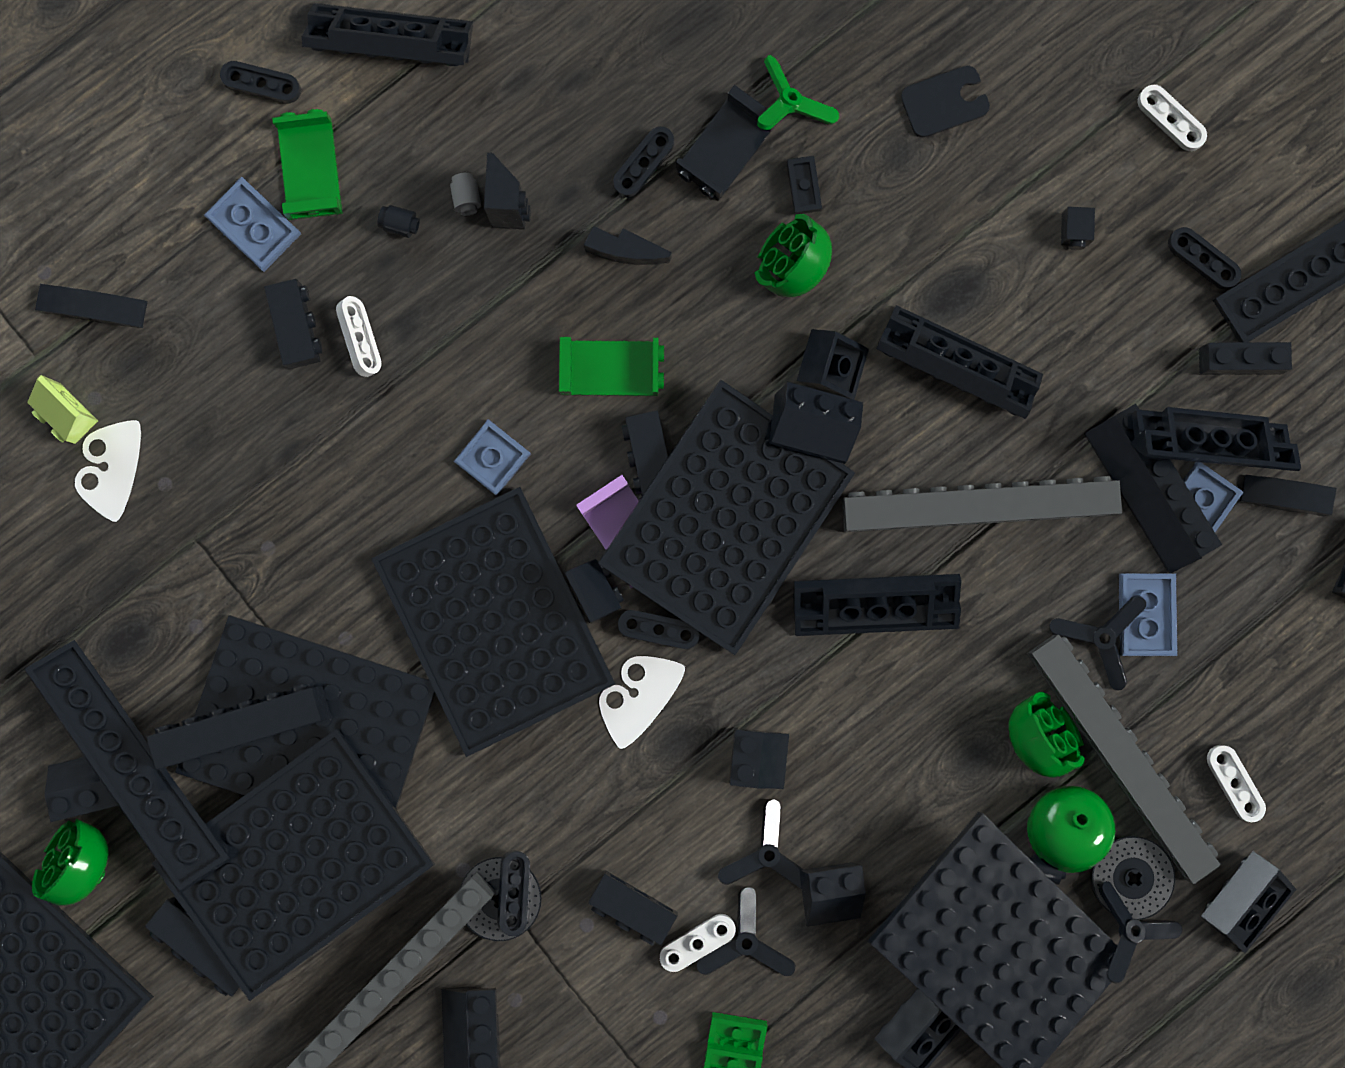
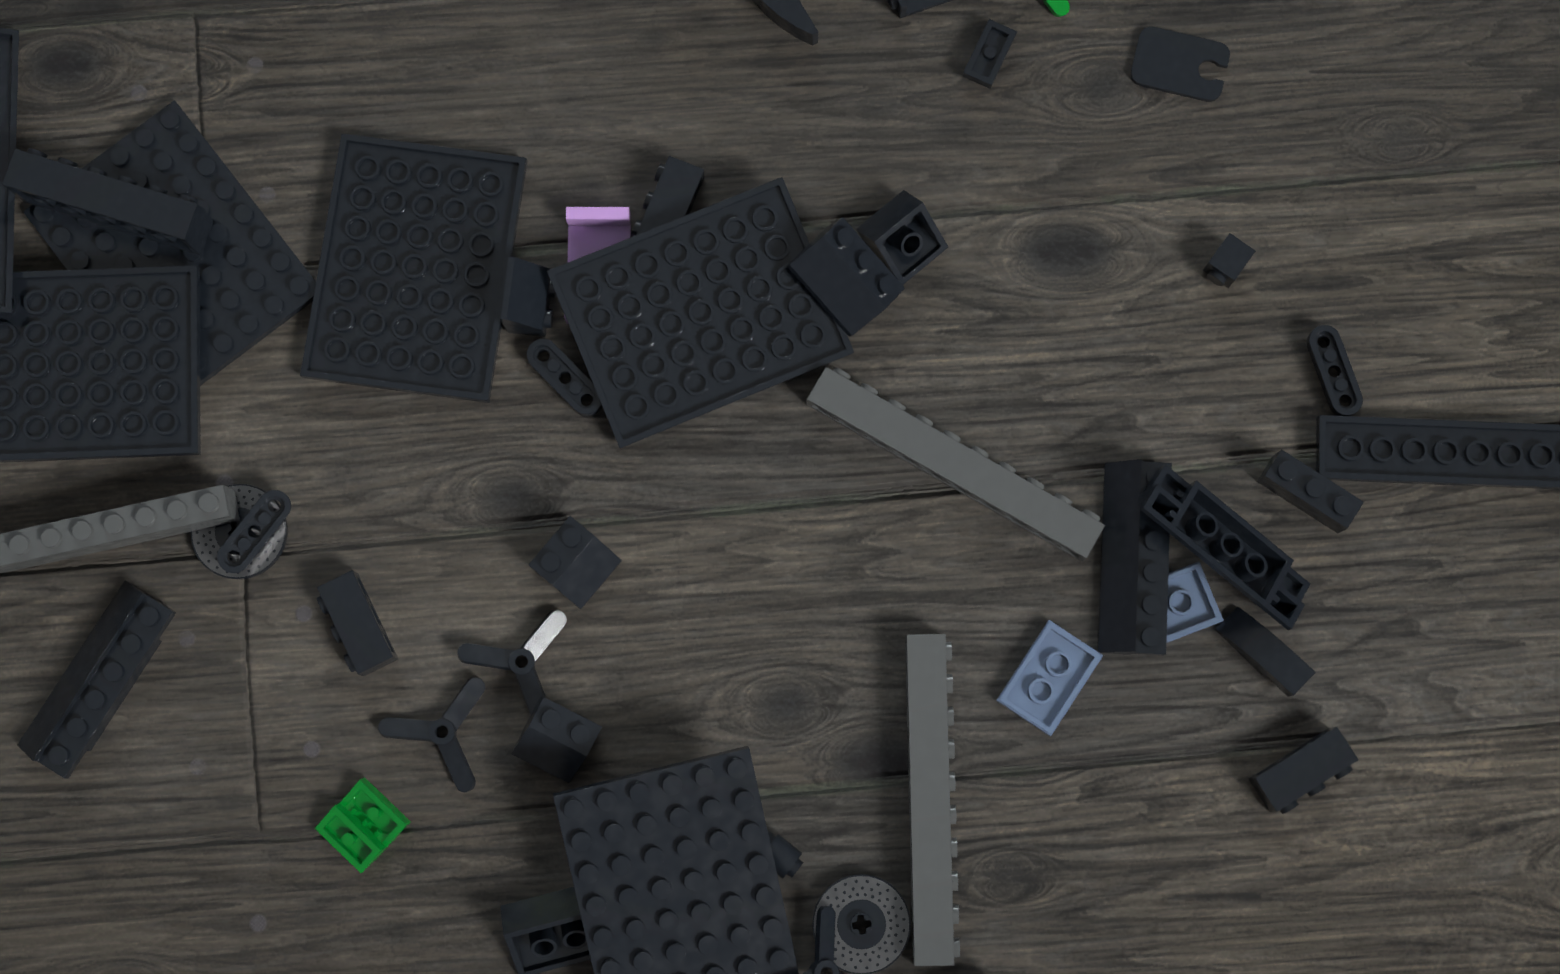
camera: 35 degrees right, 5 degrees down
(492, 457) = (520, 116): sand blue tile -> none
(610, 367) = (687, 104): green panel -> none
(637, 713) = (491, 445): white piece -> none
(706, 933) = (410, 704): white plate -> none
(805, 266) = (940, 126): green cylinder -> none
(877, 604) = (789, 491): black slope -> none
(960, 362) = (1027, 314): black slope -> none
(1031, 742) = (853, 724): green cylinder -> none
(1071, 828) = (828, 846): green cylinder -> none
(1107, 649) = (1005, 667): black piece -> none
(1183, 123) = (1394, 205): white plate -> none
(1245, 790) = (1031, 914): white plate -> none

